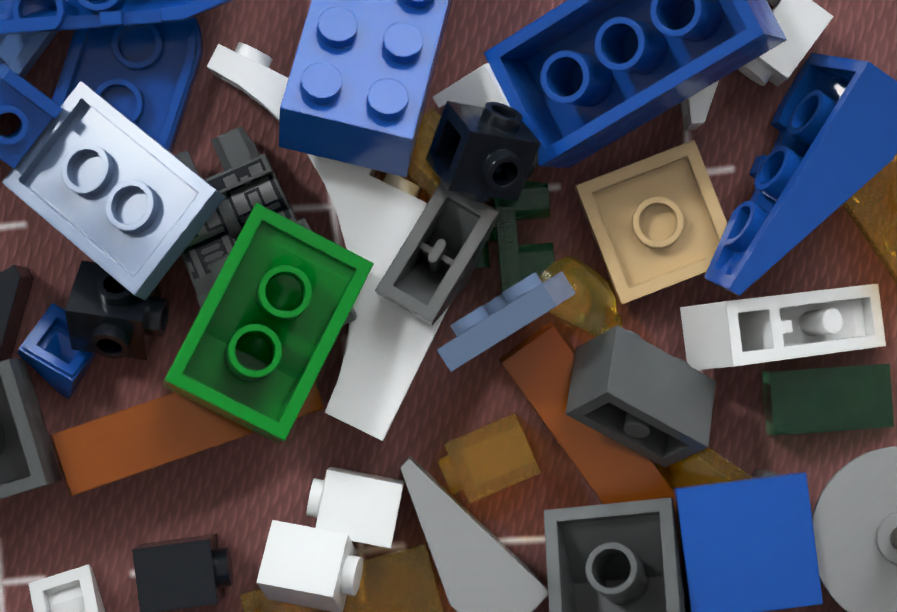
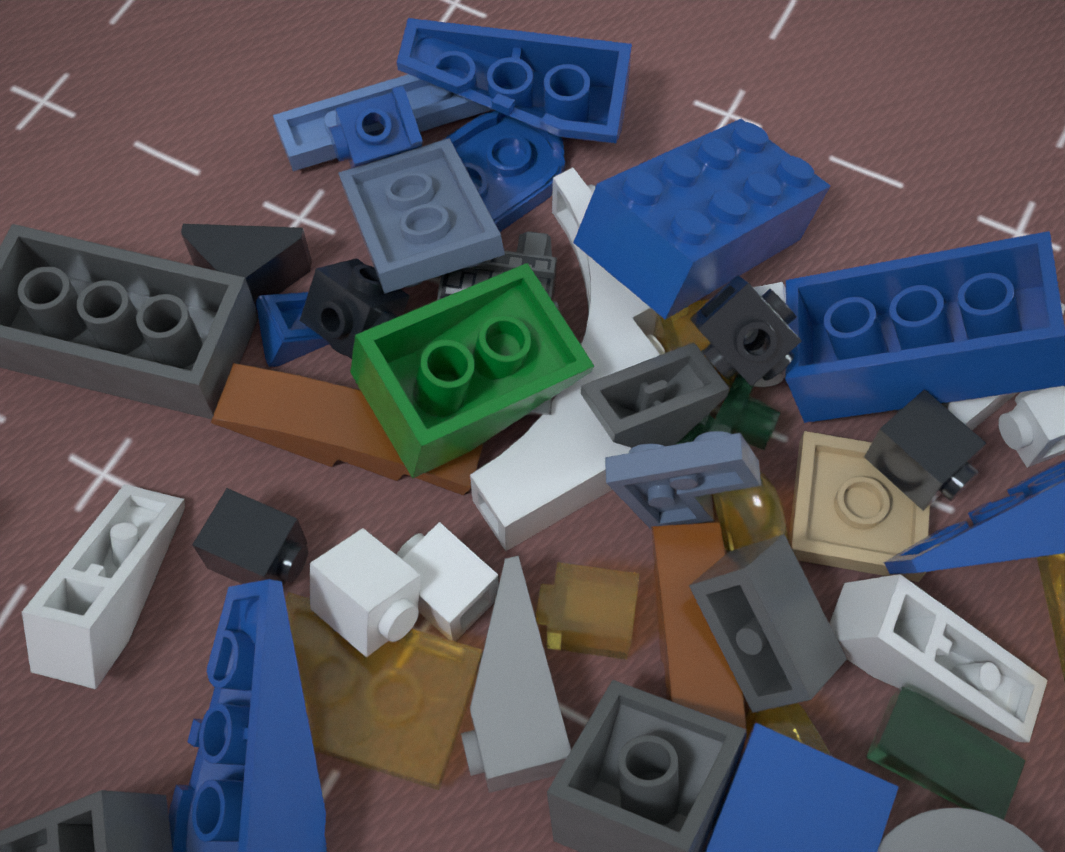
camera: 30 degrees right, 25 degrees down
(692, 158) = (926, 451): none -> black brick

